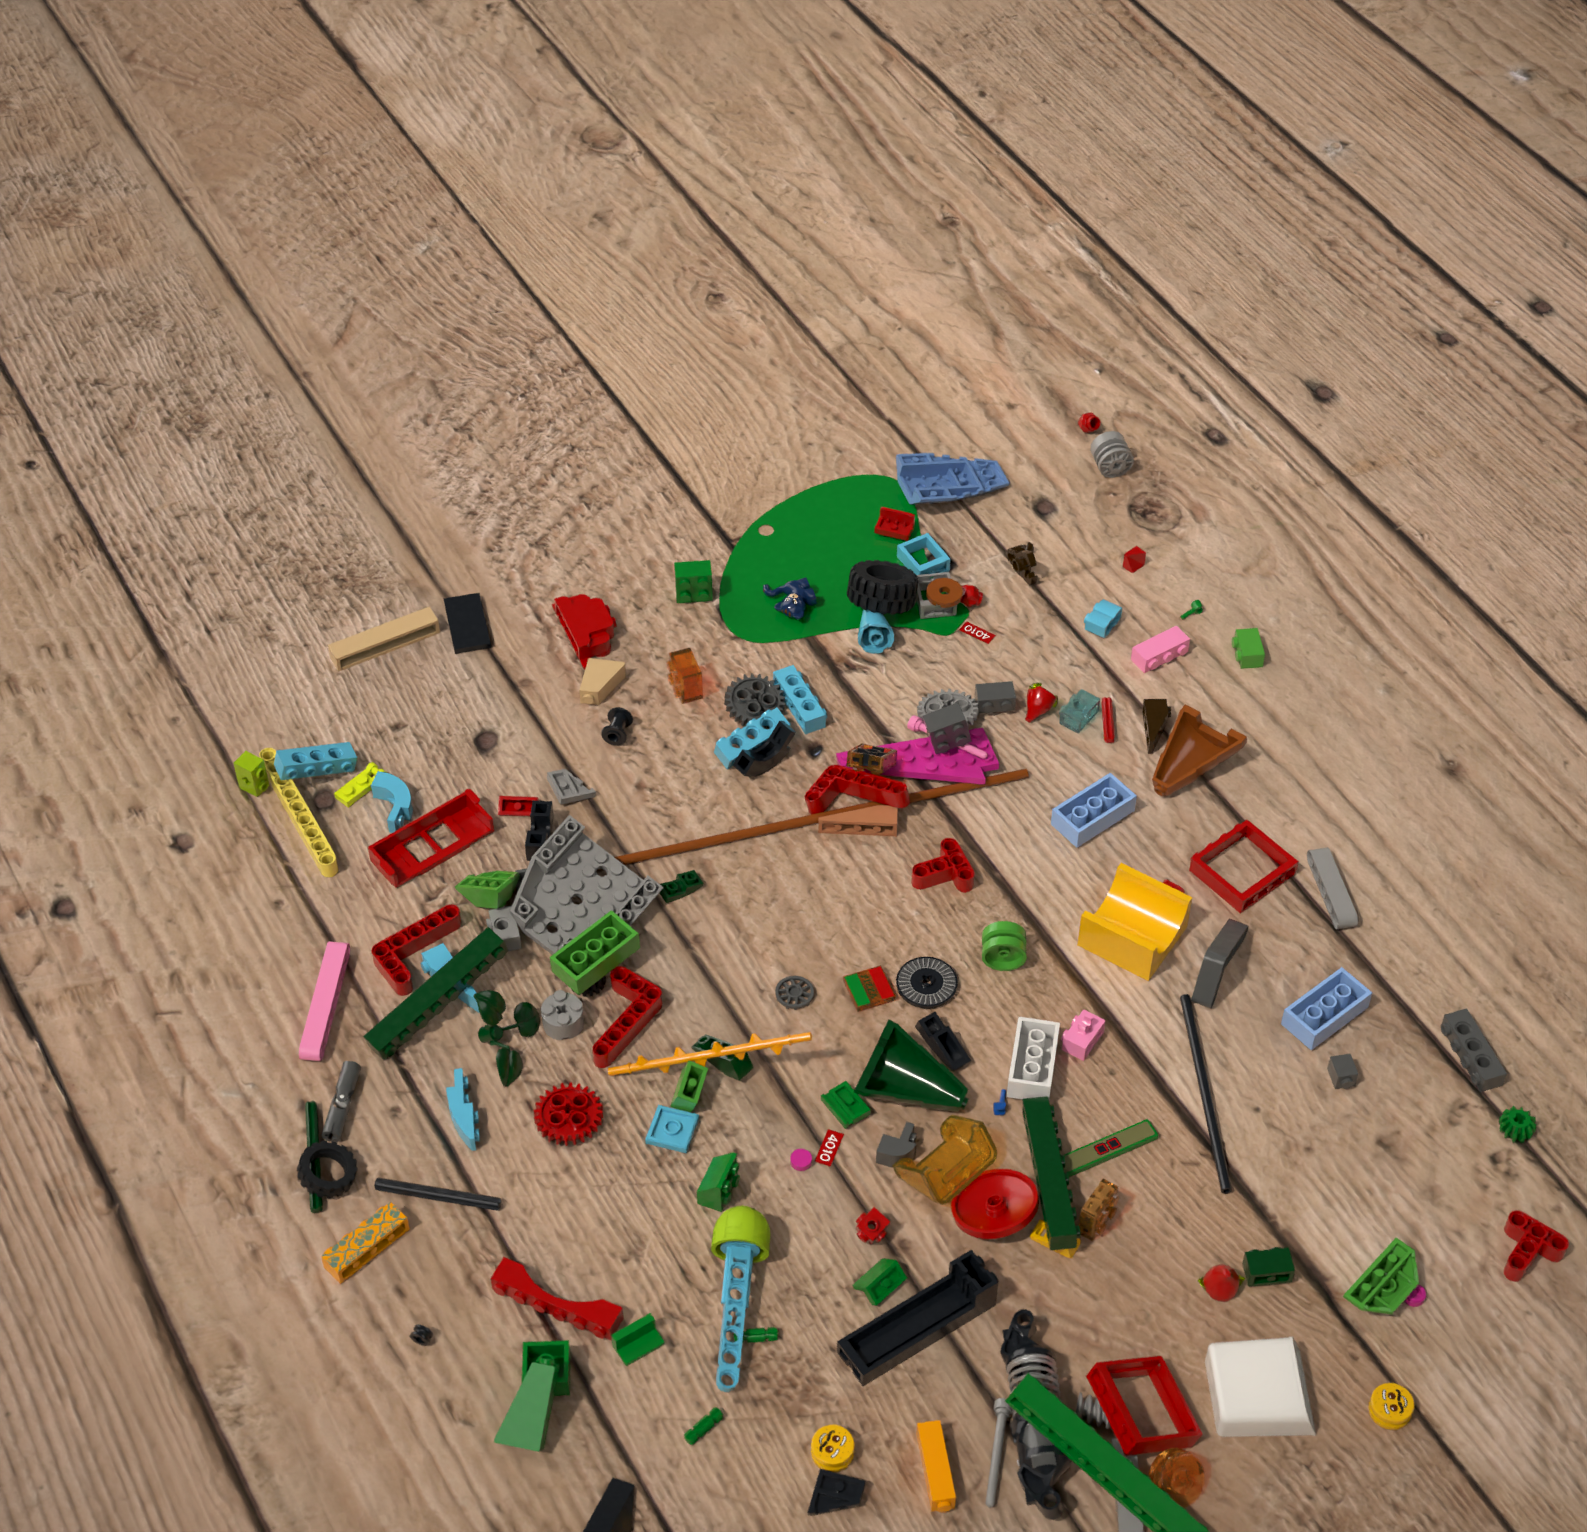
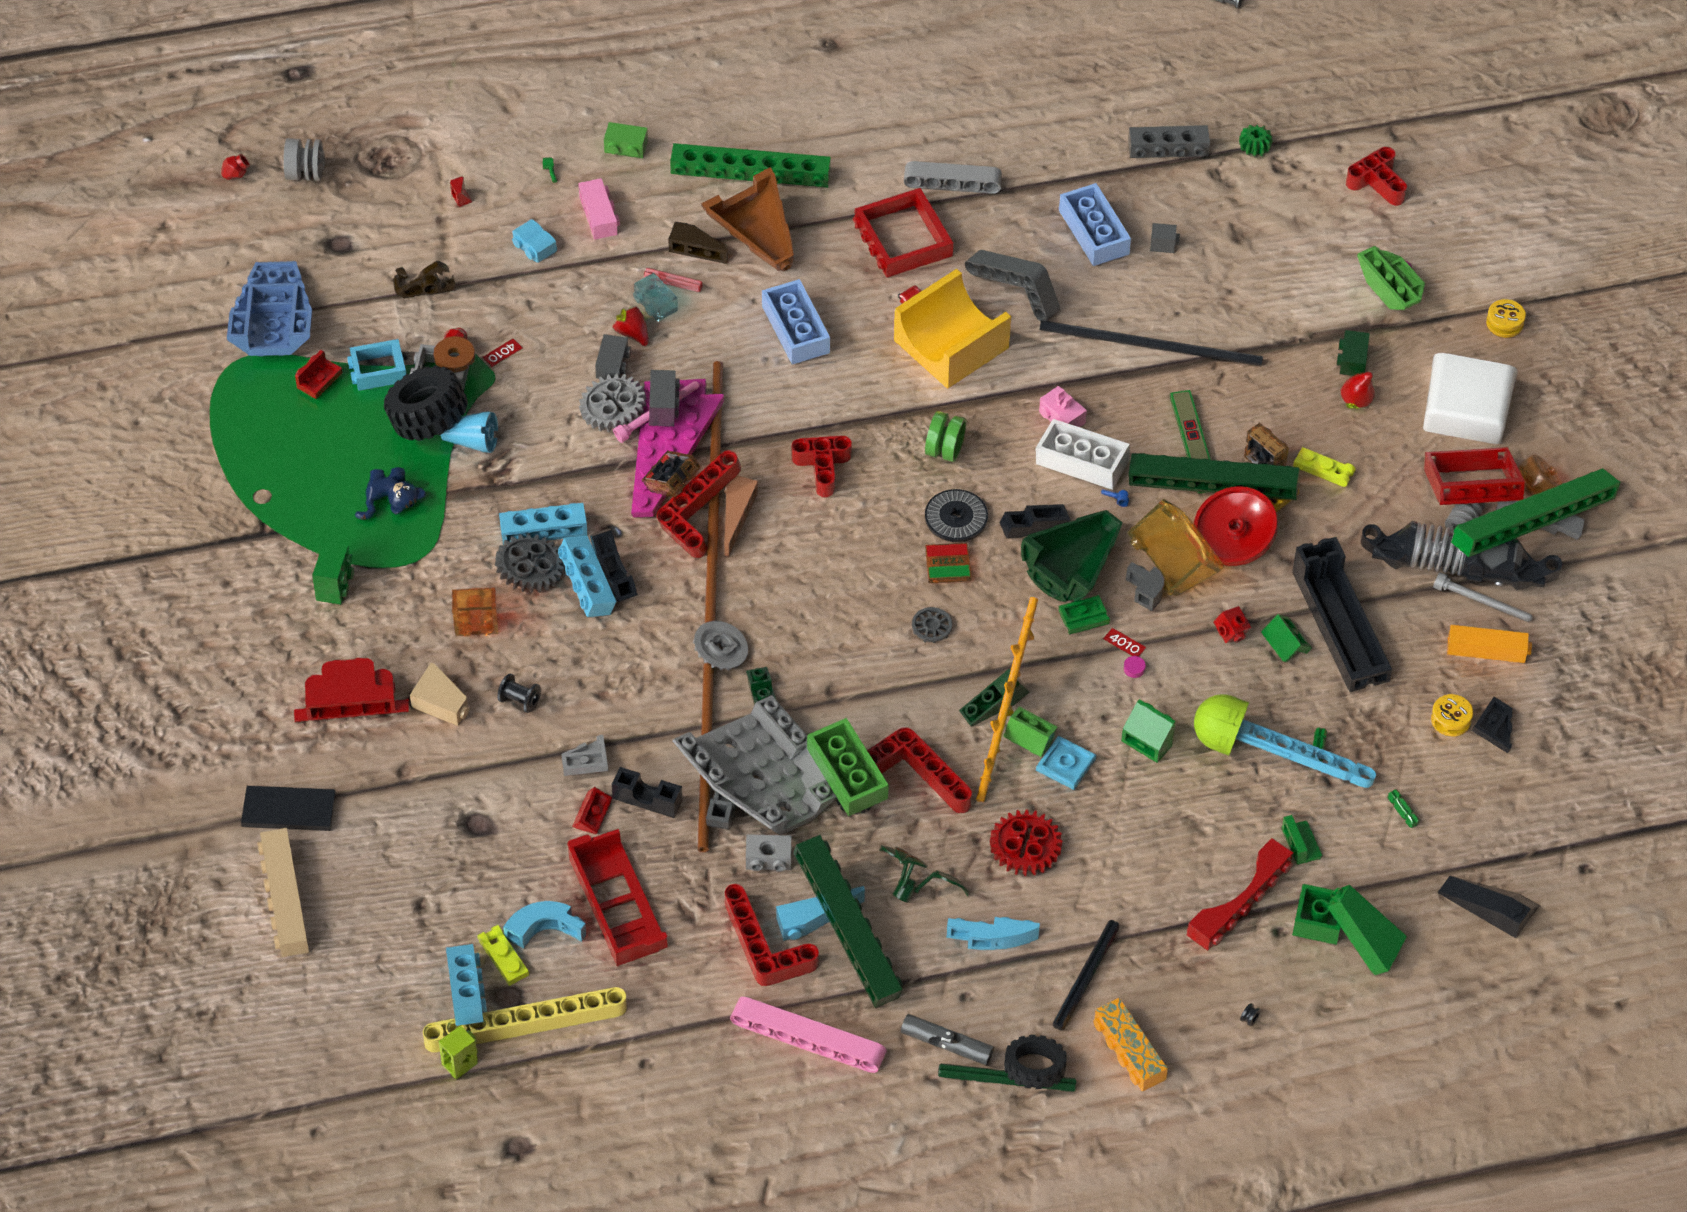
camera: 75 degrees left, 5 degrees up
(489, 888) = (716, 847): bright green wedge -> none
(562, 1015) = (903, 821): light grey brick -> none
(719, 833) = (729, 637): none -> light grey gear
(1112, 1271) = (1324, 467): none -> neon yellow plate
(1266, 739) = (745, 163): none -> green brick

